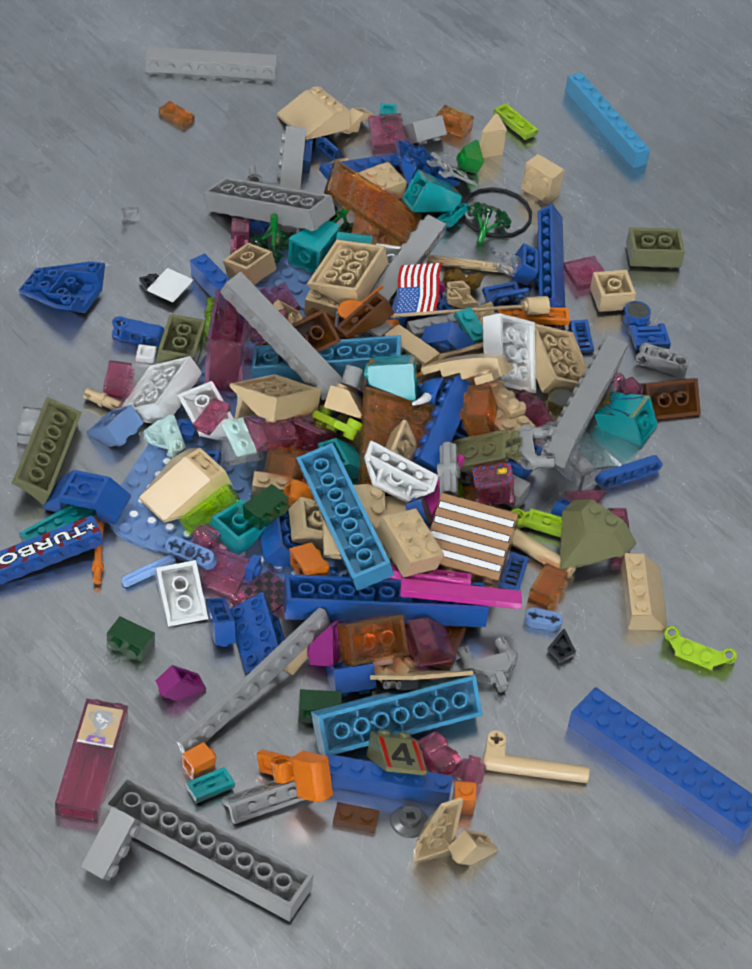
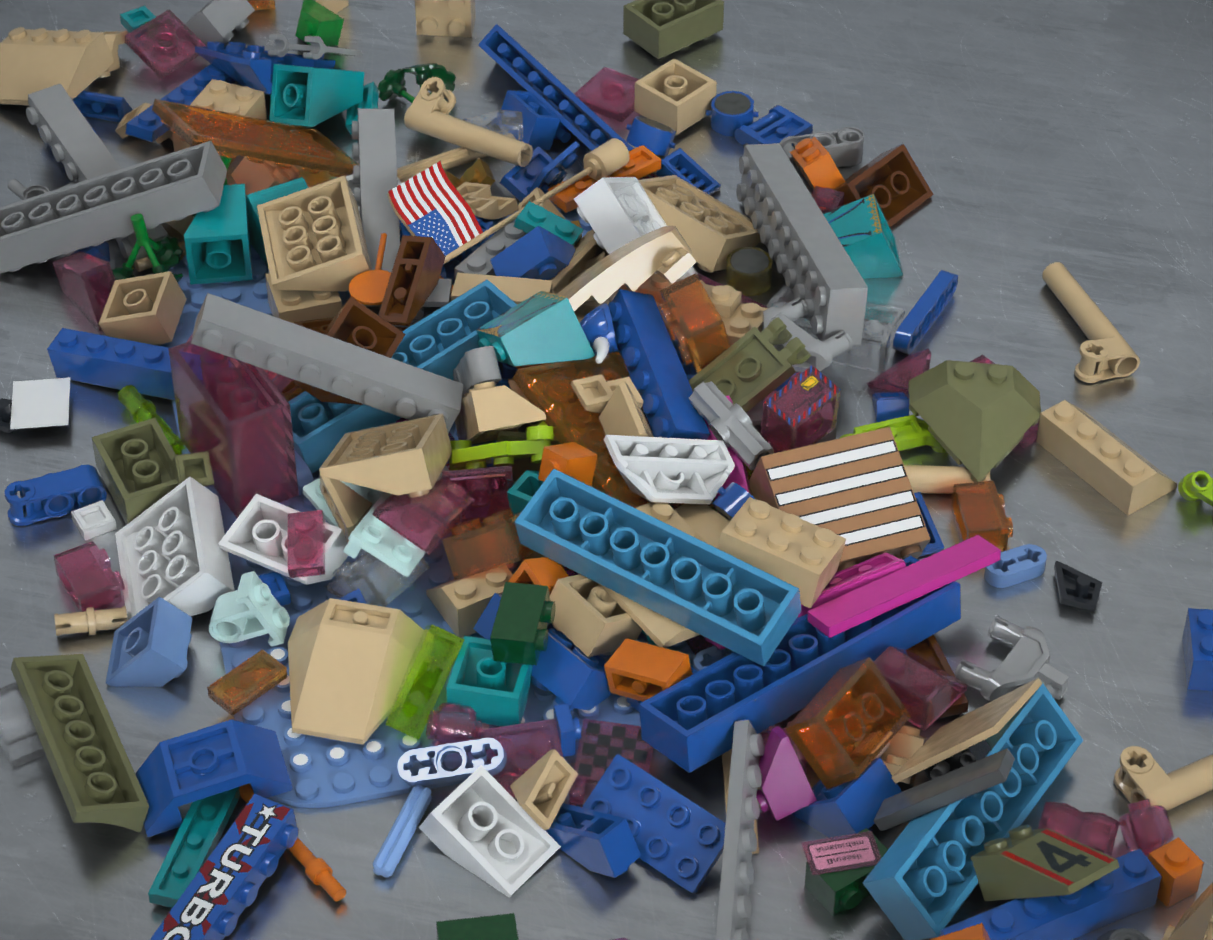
camera: 30 degrees left, 5 degrees down
(139, 465) = (247, 682): none -> clear orange plate
(197, 353) = (195, 466): none -> olive slope
(218, 588) = (544, 788): none -> tan slope
(318, 694) = (841, 852): none -> clear pink sticker
(351, 446) = (569, 459): none -> orange brick
(380, 693) = (944, 790): none -> dark grey tile
(395, 416) = (595, 391): none -> tan slope
(477, 236) = (431, 117): none -> tan axle
(502, 190) = (428, 46): black piece -> none
(579, 305) = (652, 135): none -> blue piece
(645, 366) = (816, 164): none -> orange brick
(702, 546) = (1108, 351): none -> tan axle

